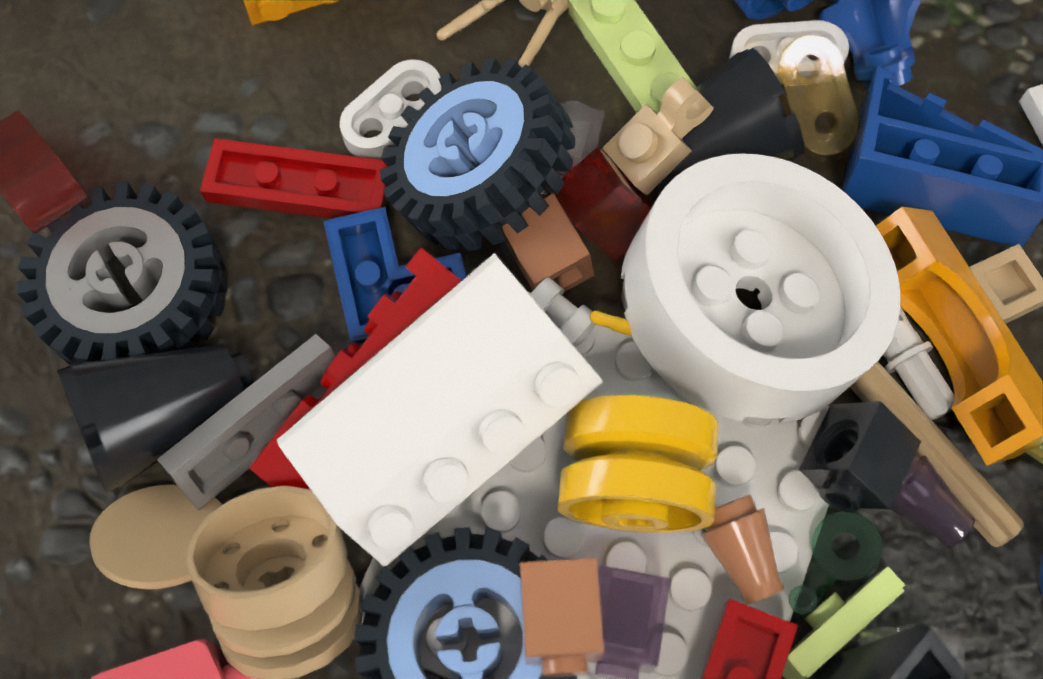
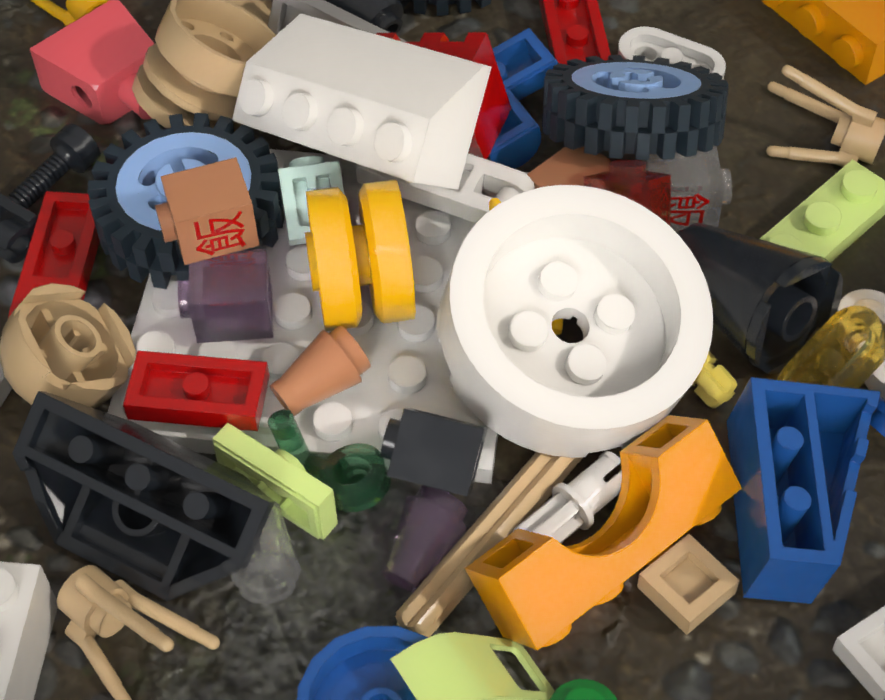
camera: 75 degrees right, 15 degrees down
(517, 503) = (300, 176): none -> light aqua bracket
(652, 141) = (710, 218): tan plate -> none

